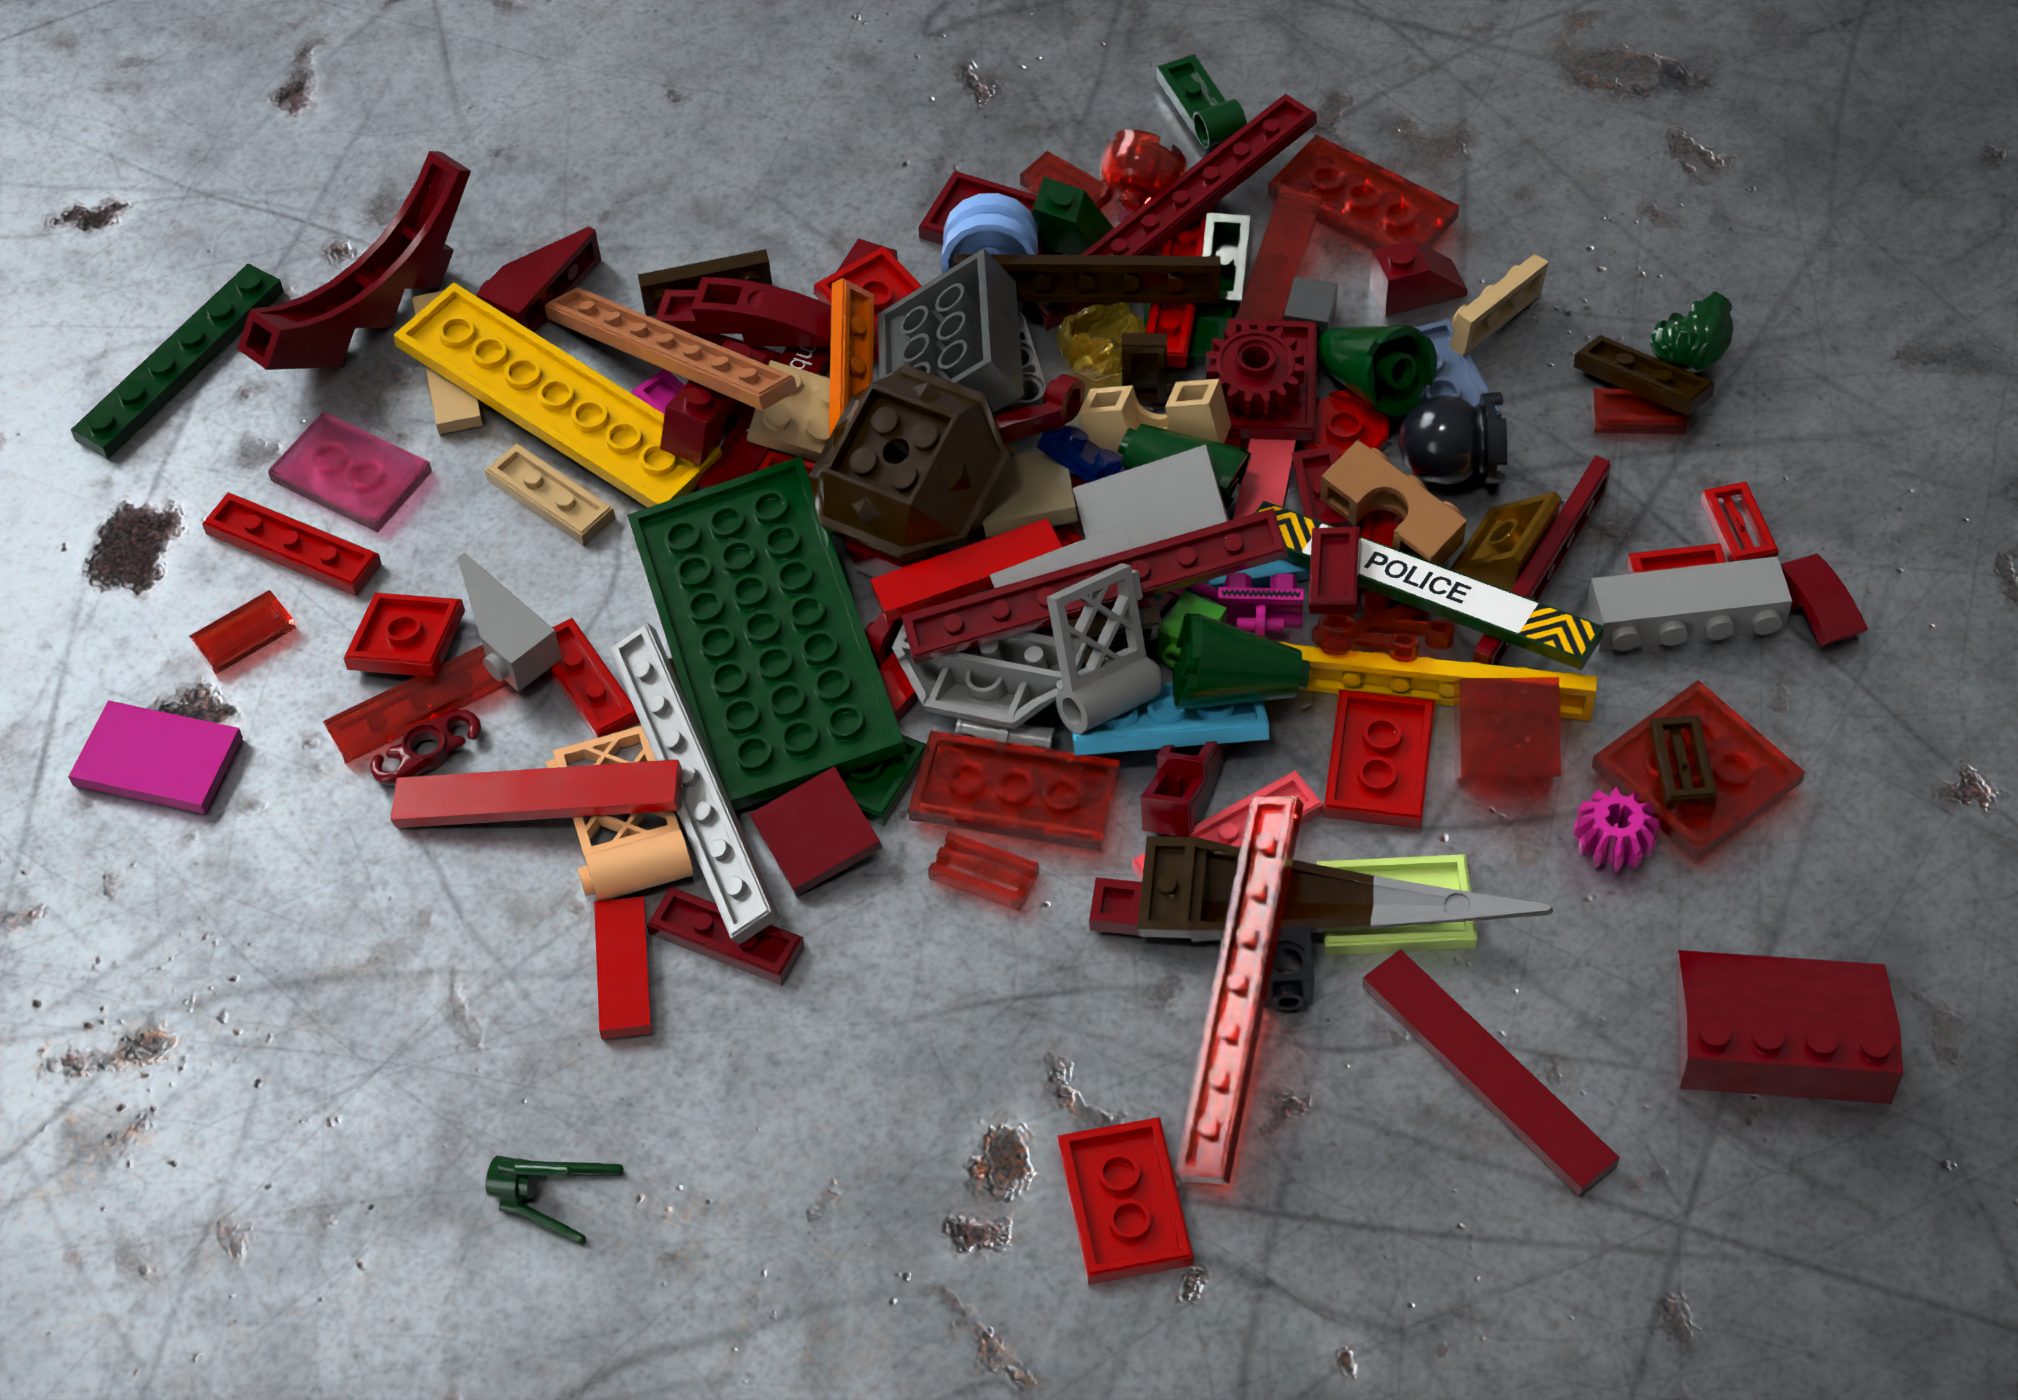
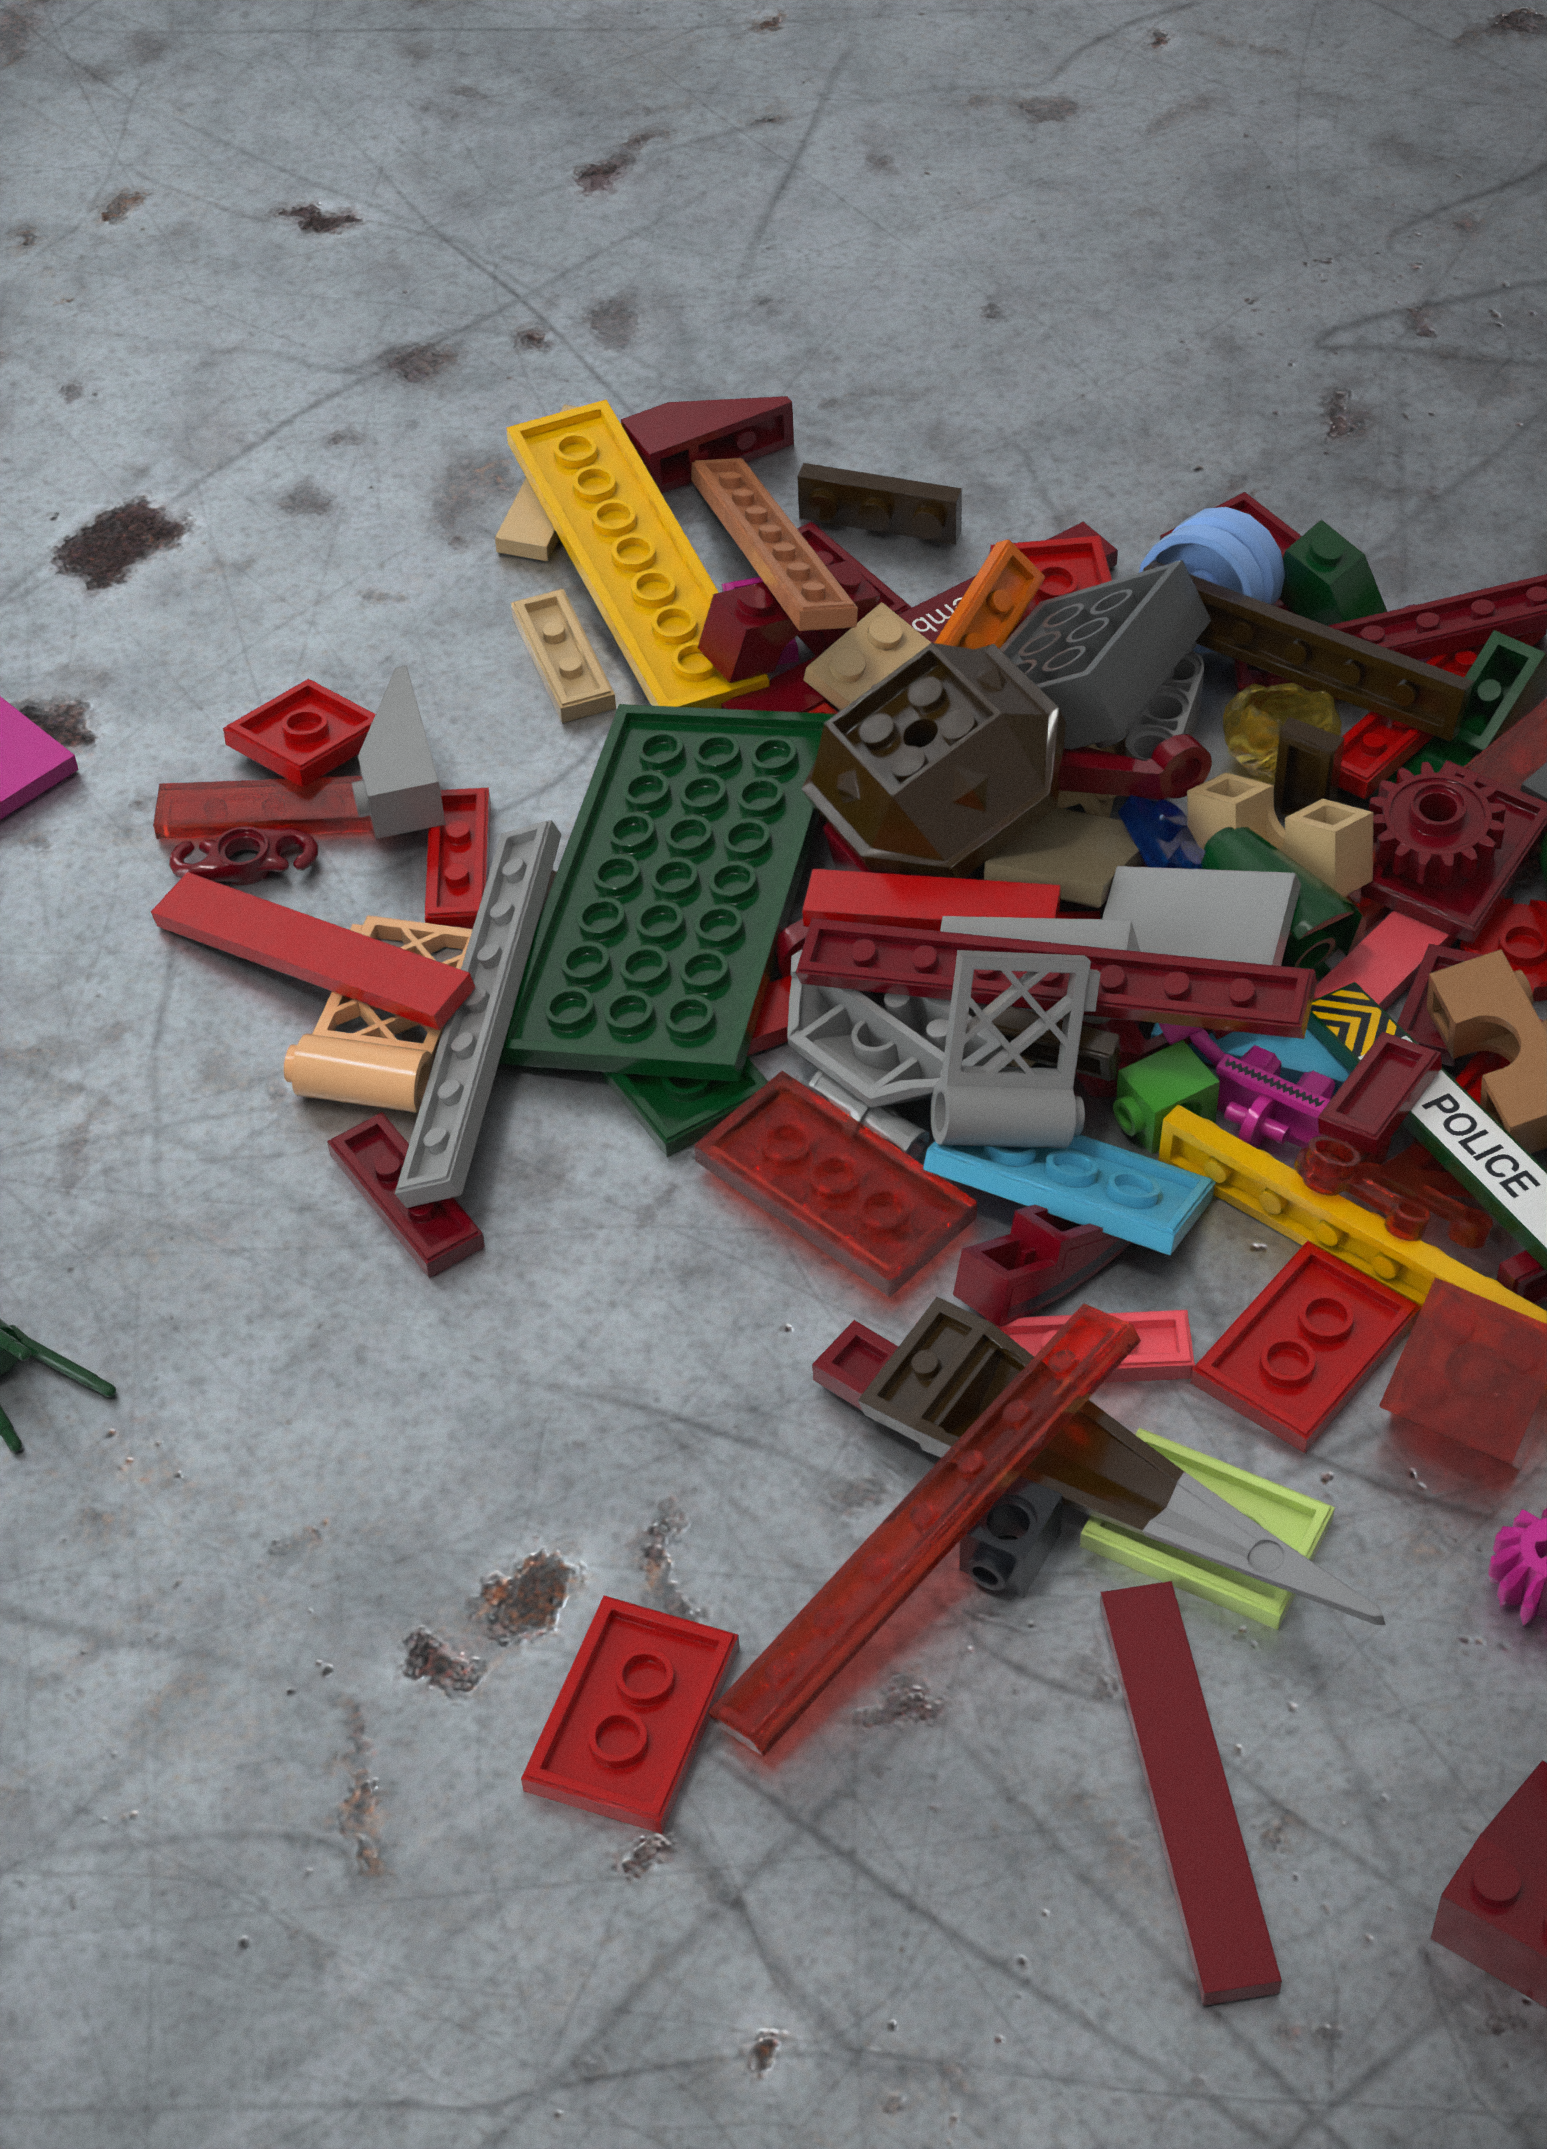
camera: 30 degrees right, 5 degrees down
(175, 361) = (293, 380): dark green plate -> none
(242, 632) = (154, 665): clear red tile -> none
(292, 543) = (268, 600): red tile -> none
(350, 471) = (378, 552): clear pink tile -> none
(367, 294) = (513, 379): dark red arch -> none
(622, 968) = (270, 1177): red tile -> none
(756, 310) = (902, 545): dark red slope -> none
(815, 831) = (578, 1124): dark red tile -> none
(987, 864) = (711, 1222): clear red tile -> none
(1062, 171) = (1387, 564): clear red tile -> none
(1138, 167) = (1454, 556): clear red cylinder -> none
(1233, 666) = (1172, 1146): dark green cone -> none

